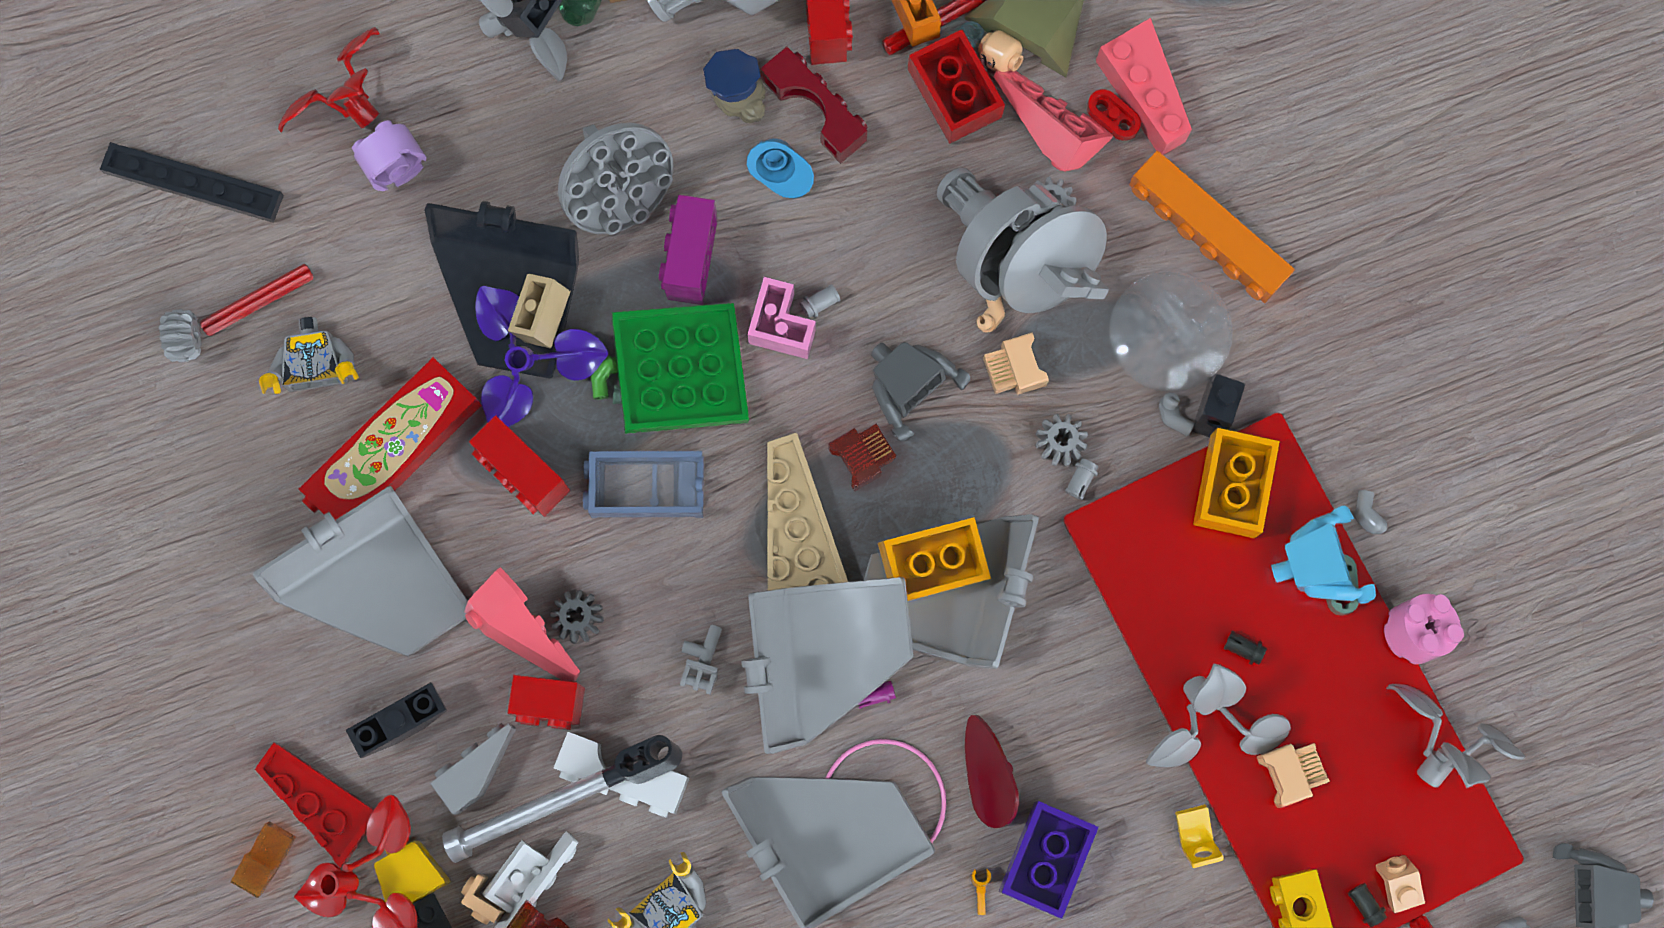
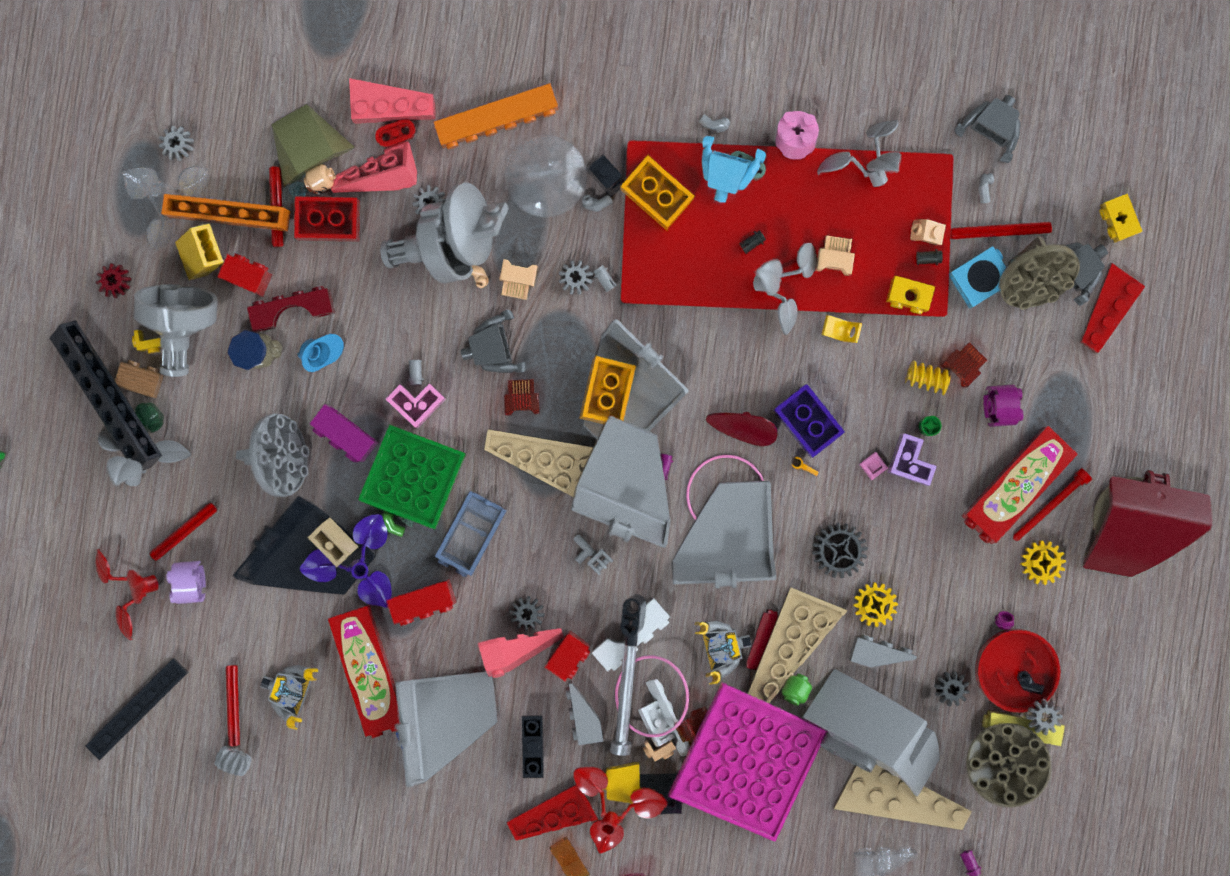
camera: 65 degrees left, 10 degrees up
(455, 121) = (183, 531): none -> red axle
(576, 895) = (686, 690): none -> bright pink piece

